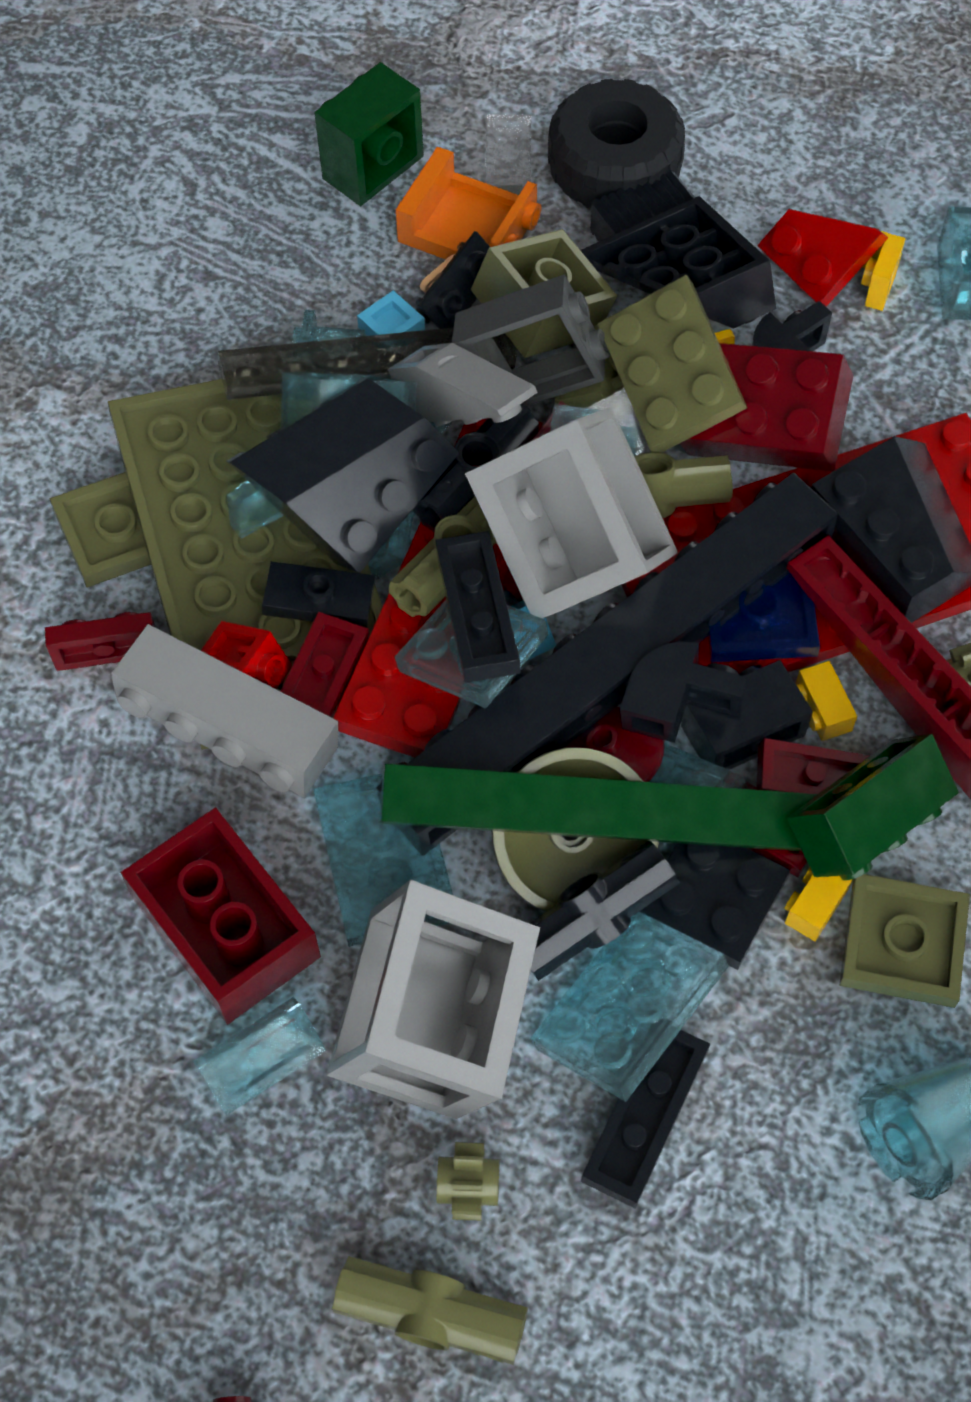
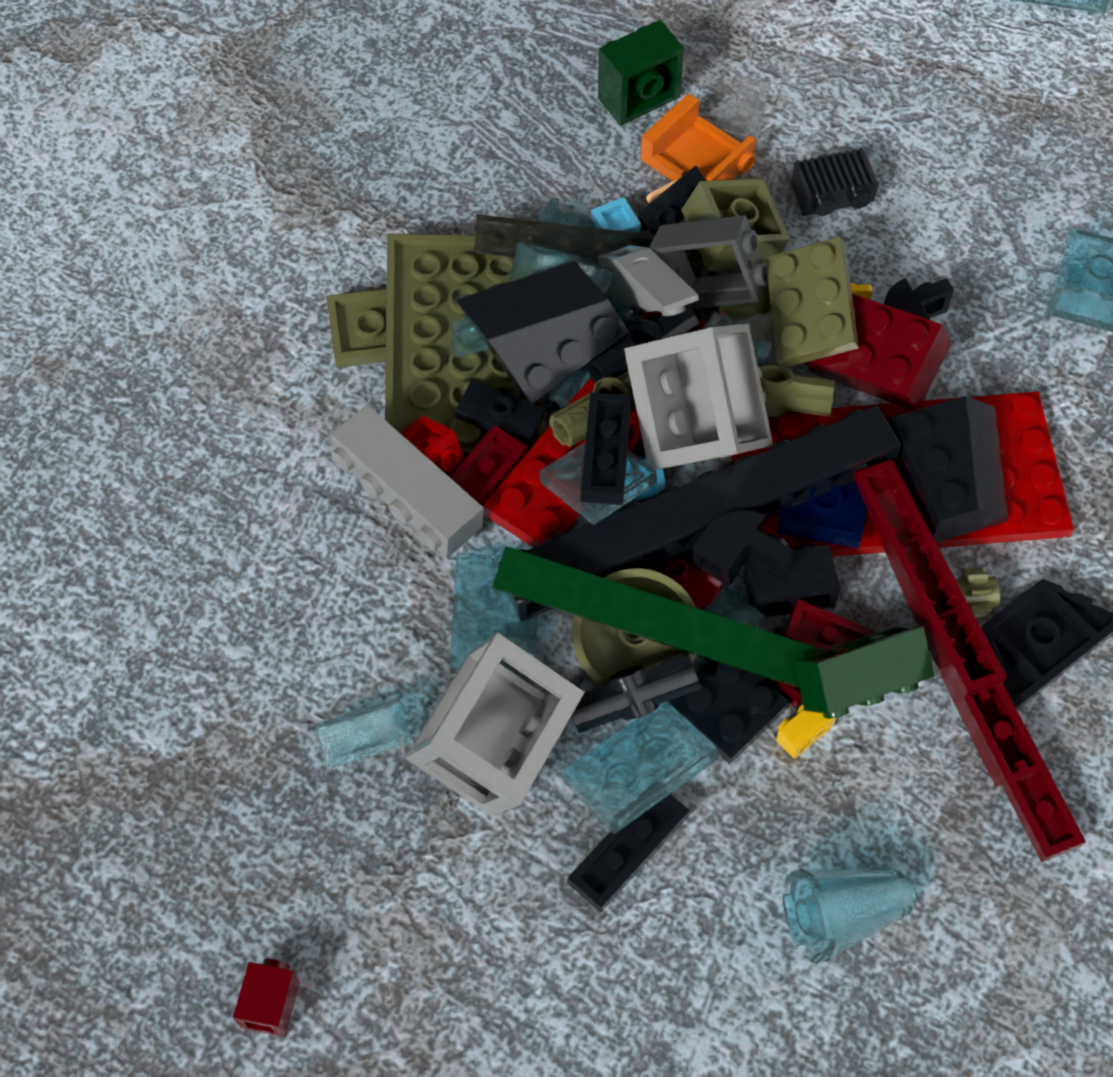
camera: 15 degrees right, 0 degrees up
(95, 641) = (329, 408): dark red plate -> none
(221, 915) = (364, 627): dark red brick -> none
(430, 1310) = (432, 941): olive piece -> none
(468, 1181) = (484, 859): olive gear -> none
(613, 139) = (831, 97): black tyre -> none
(695, 242) = (864, 219): black wedge -> none
(820, 251) = (962, 240): red wing -> none
(830, 705) = (857, 584): yellow piece -> none
(882, 270) = (1009, 259): yellow bracket -> none
(905, 940) = (860, 774): olive plate -> none

